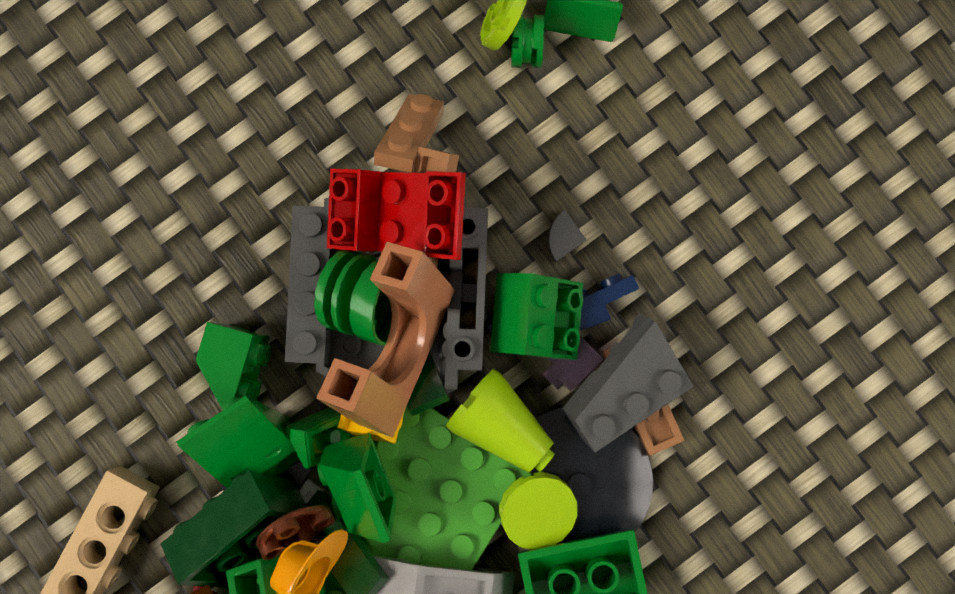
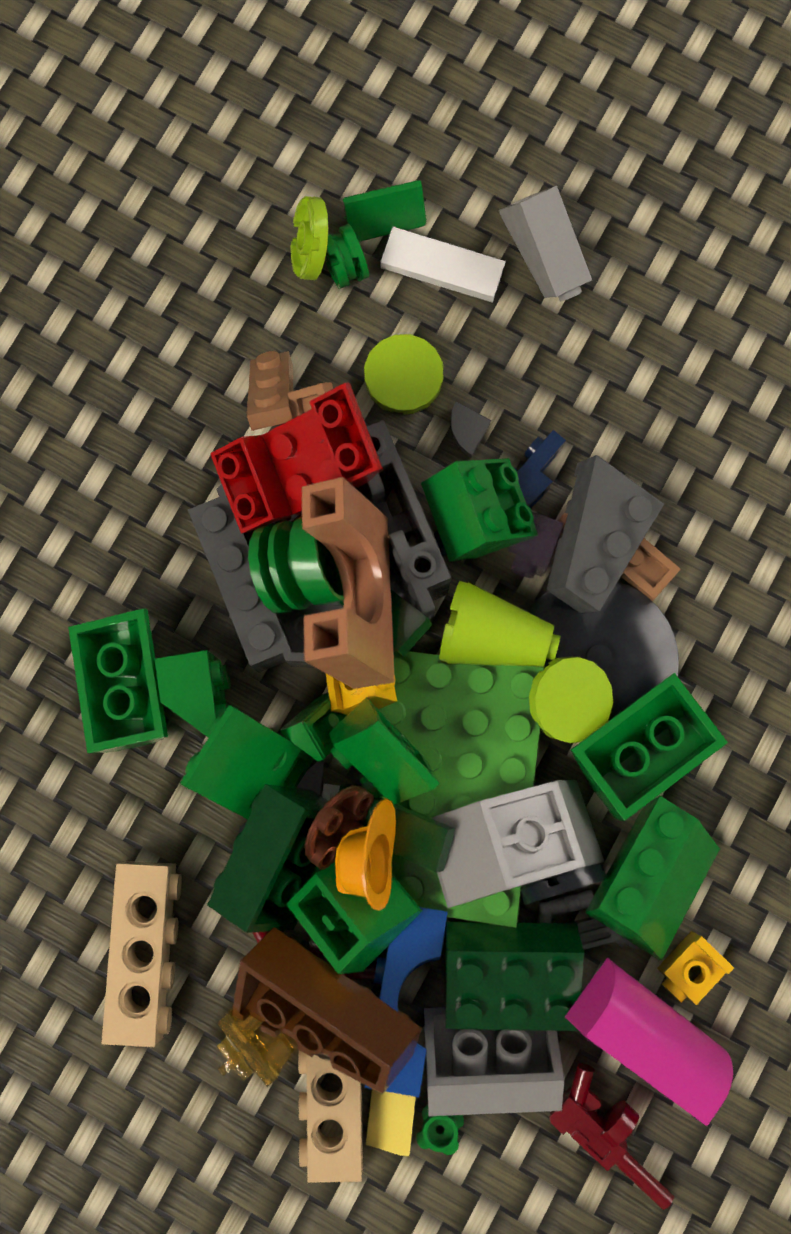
camera: 25 degrees left, 5 degrees down
(171, 323) = (117, 682): none -> green slope
(532, 164) = (403, 374): none -> lime tile
(609, 84) = (442, 264): none -> white tile
(706, 108) = (547, 243): none -> light grey slope

